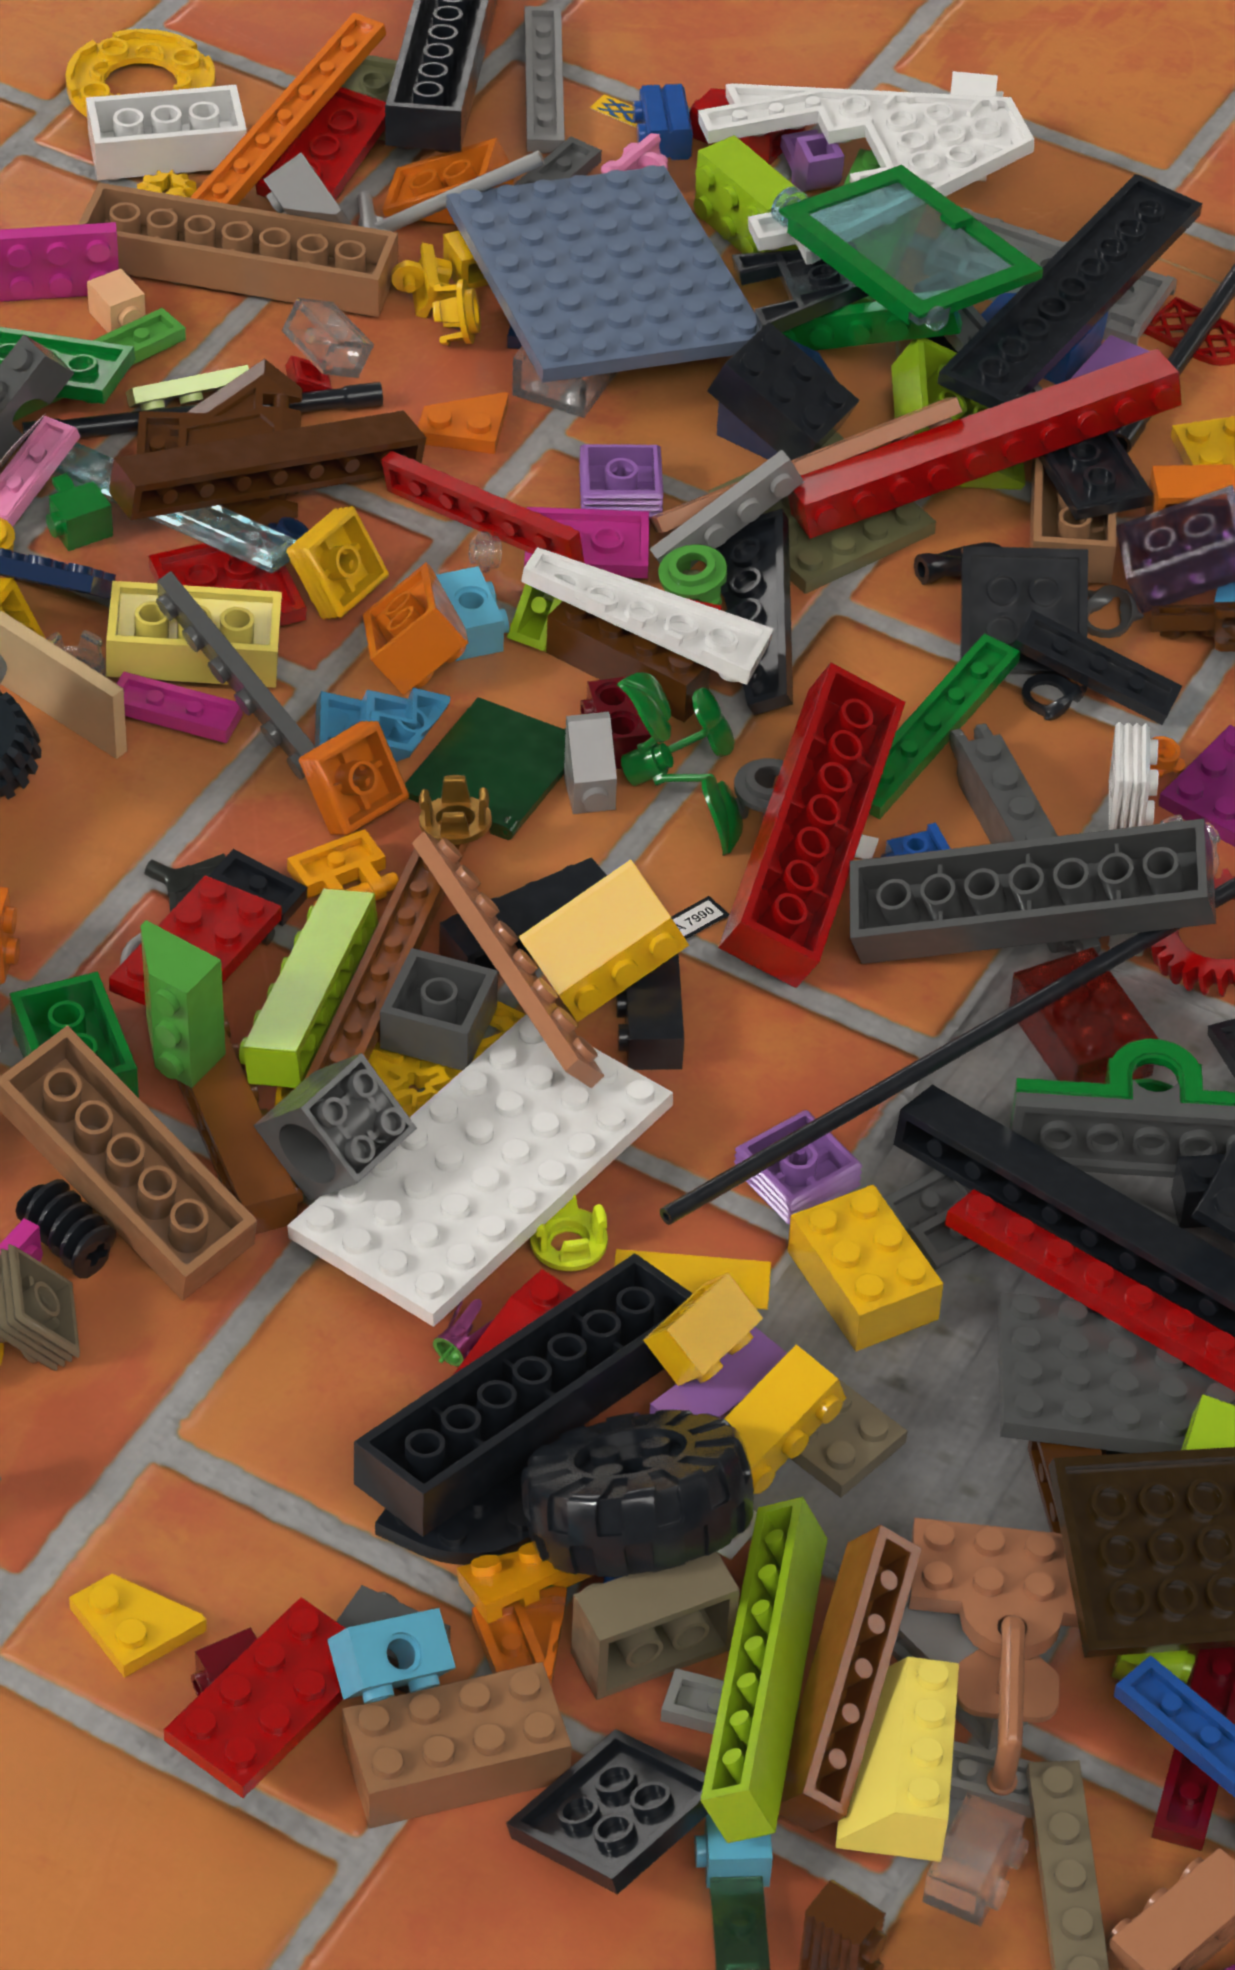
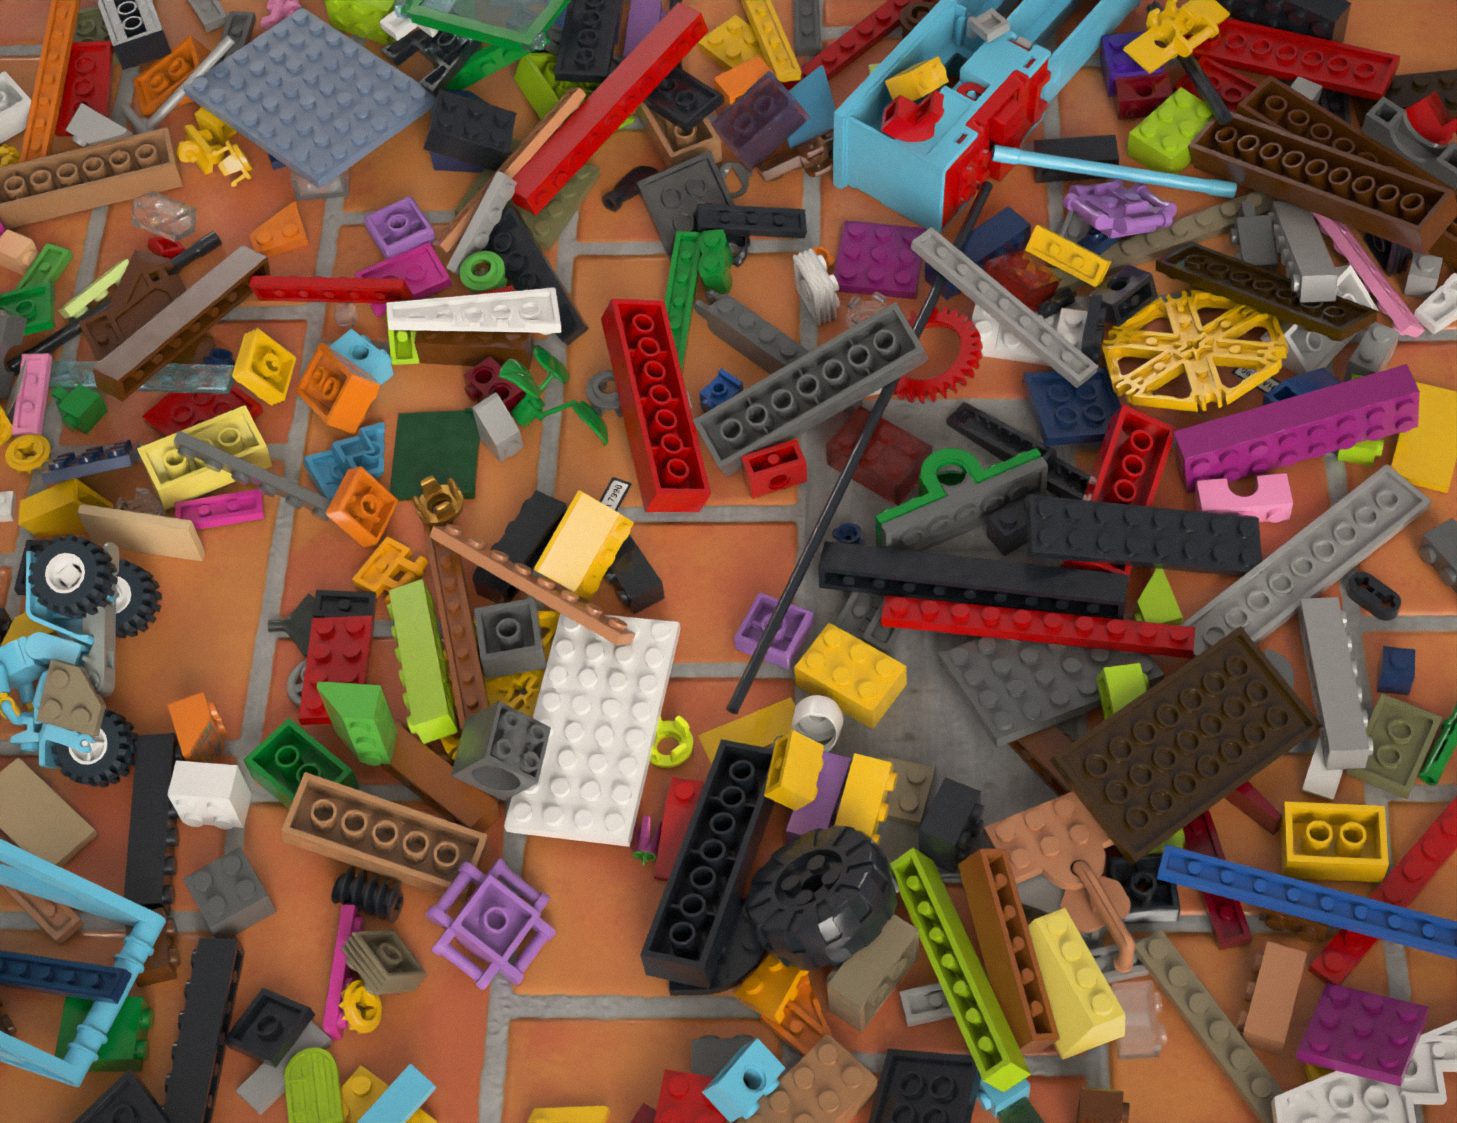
camera: 20 degrees left, 10 degrees up
(196, 1328) = (491, 923): none -> medium lavender brick
(784, 1295) = (818, 719): none -> white helmet
(874, 1487) = (951, 824): none -> black brick
(926, 974) = (774, 468): none -> red brick
(980, 1098) = (848, 530): none -> dark blue plate
(1015, 694) = (715, 261): none -> green brick
(1094, 1734) = (1160, 900): none -> black brick

